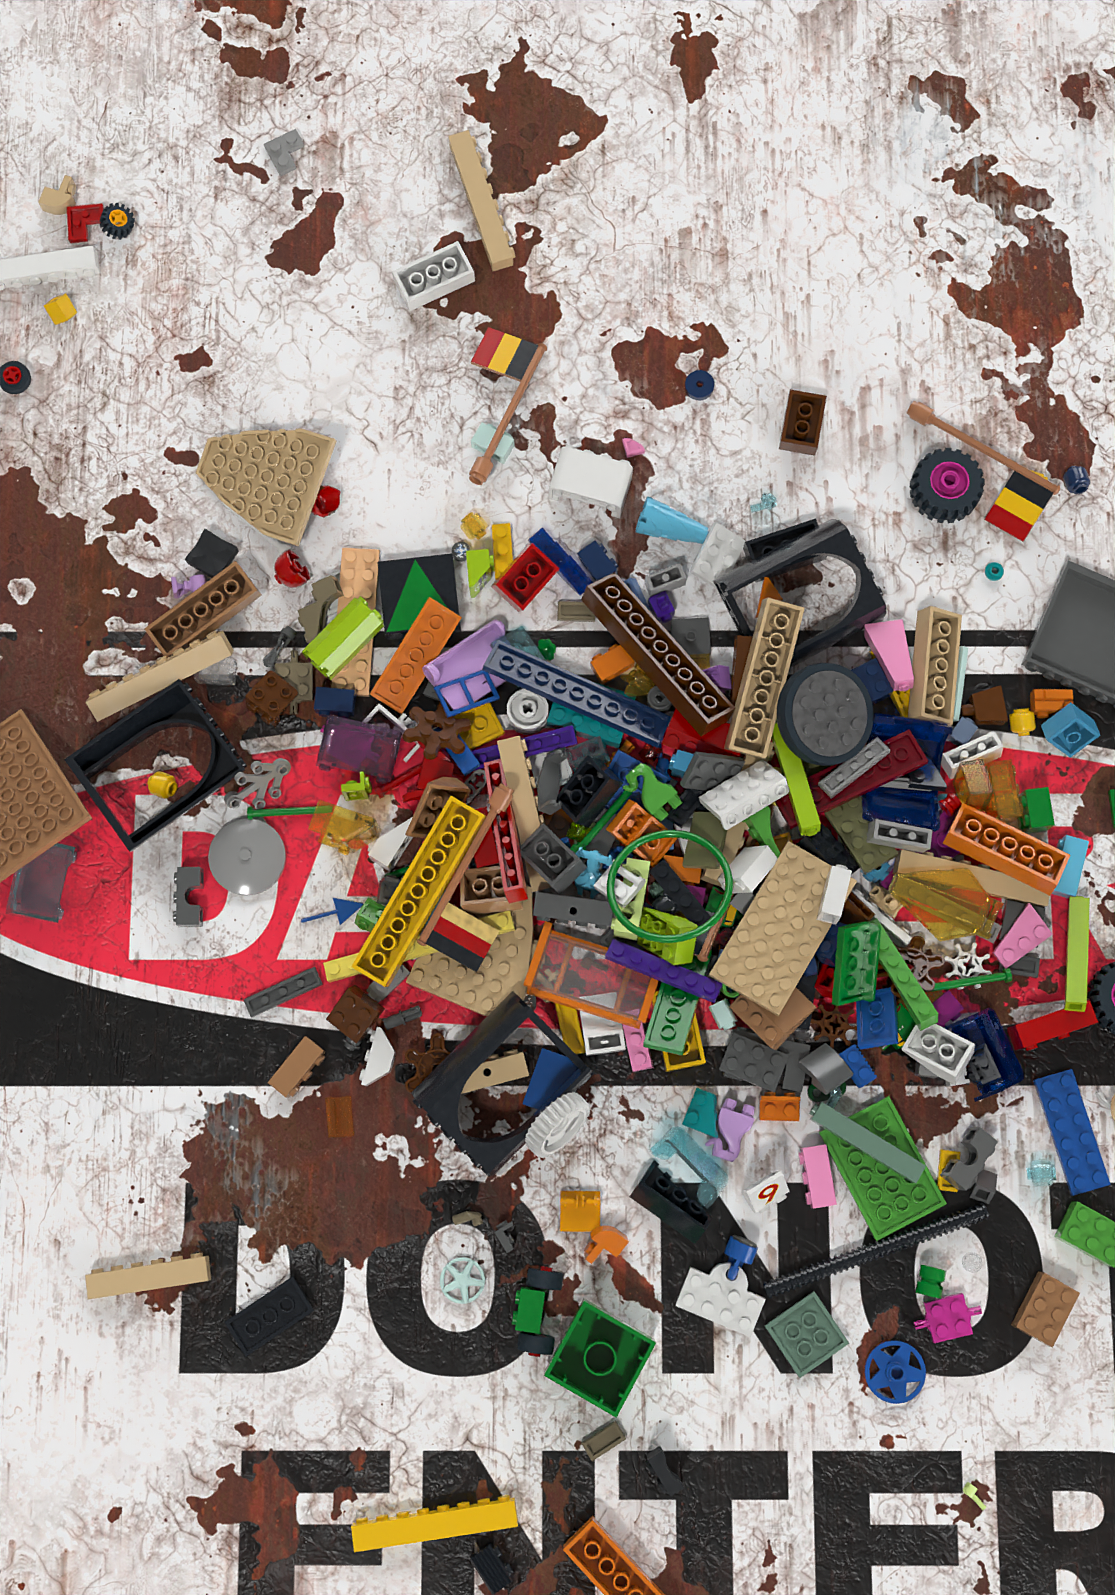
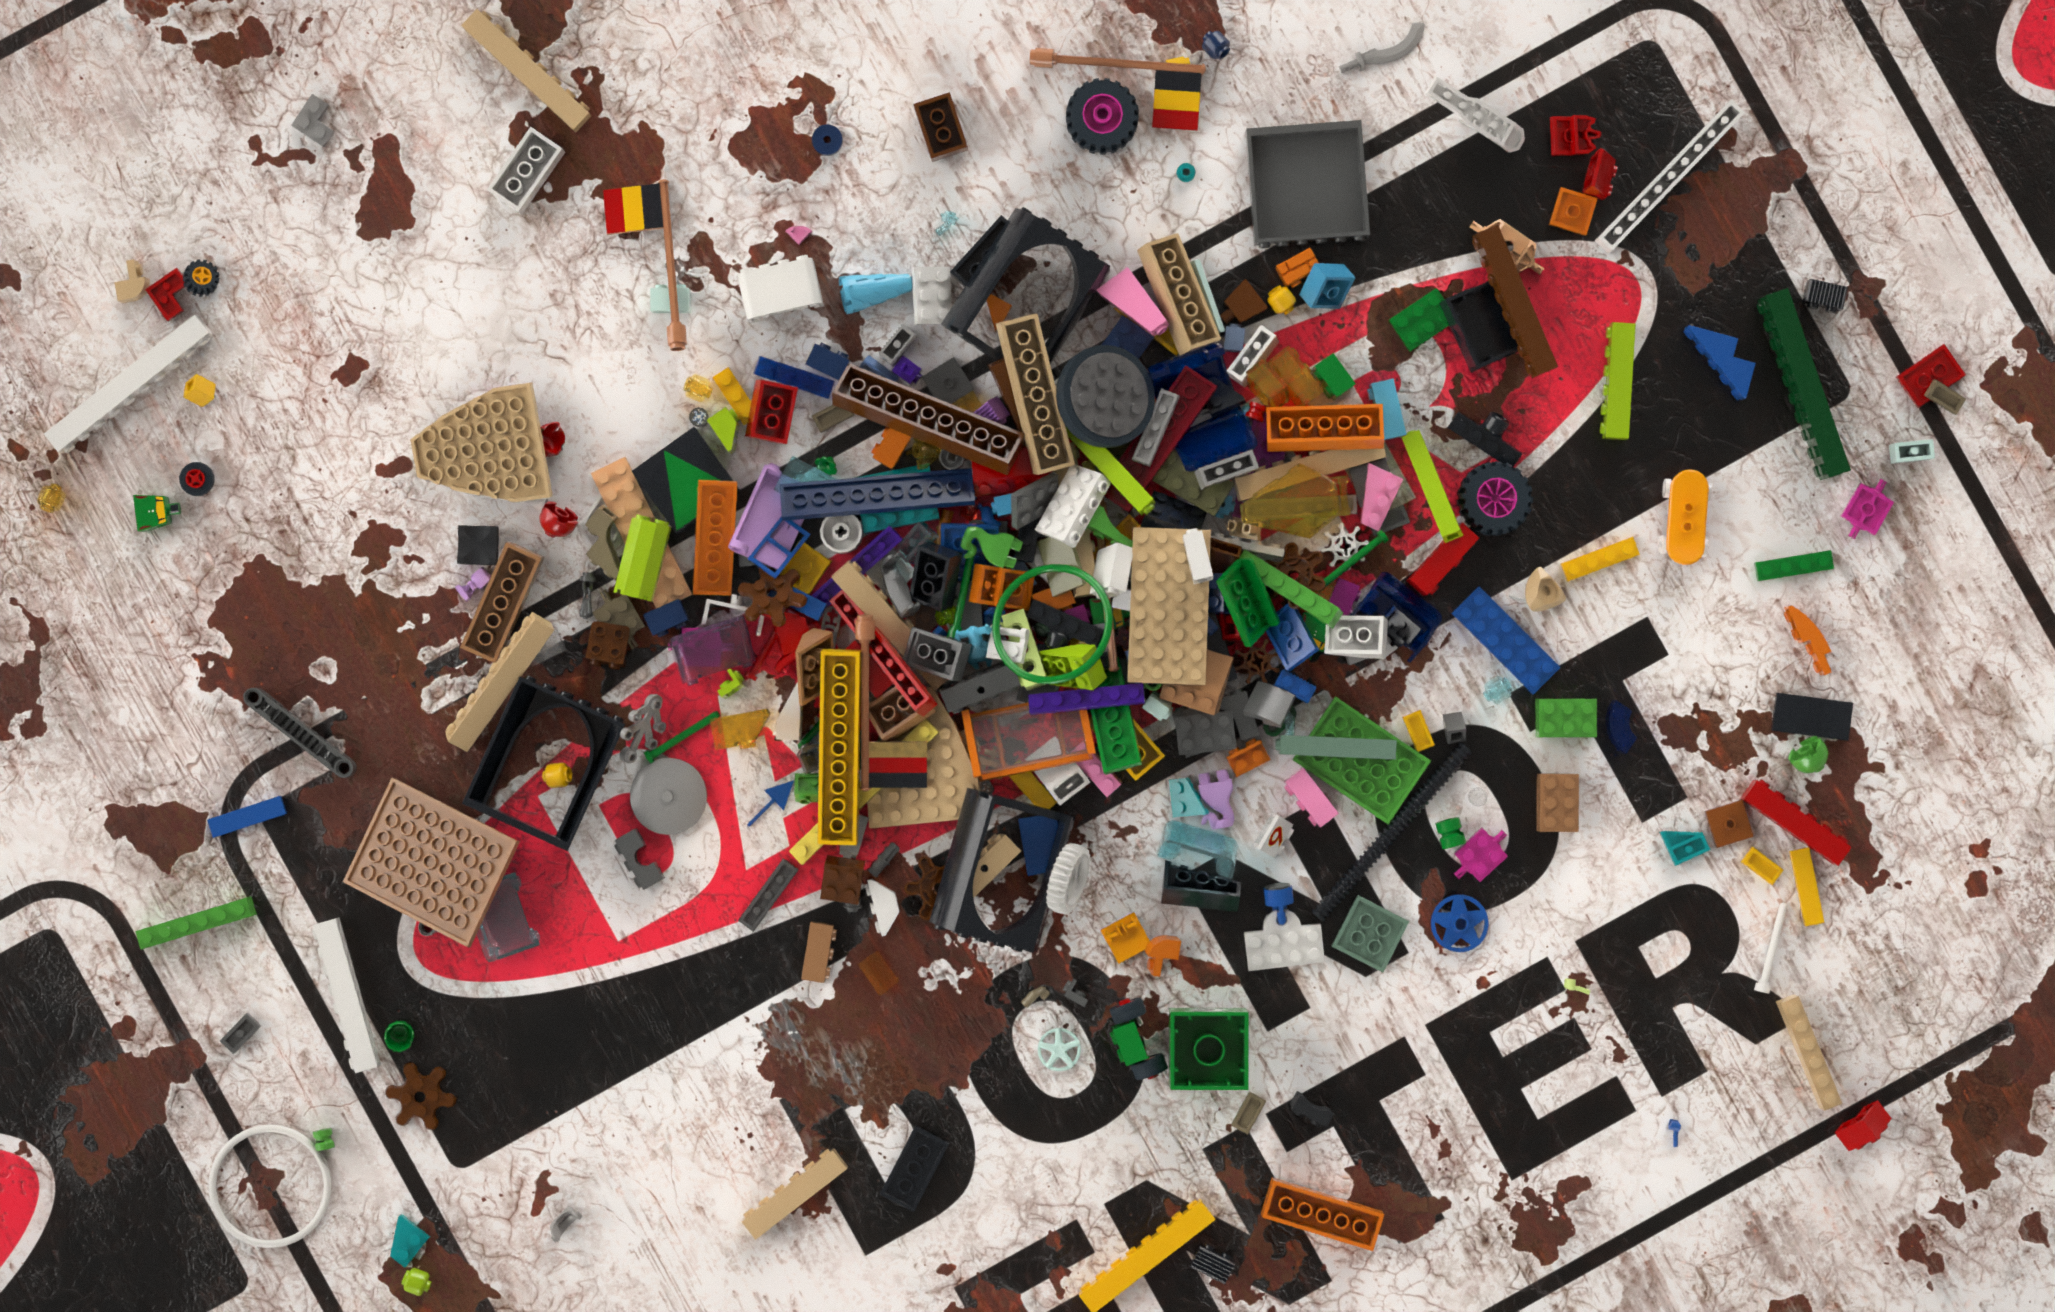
camera: 30 degrees left, 10 degrees up
(980, 1147) = (1434, 697): dark grey arch -> none

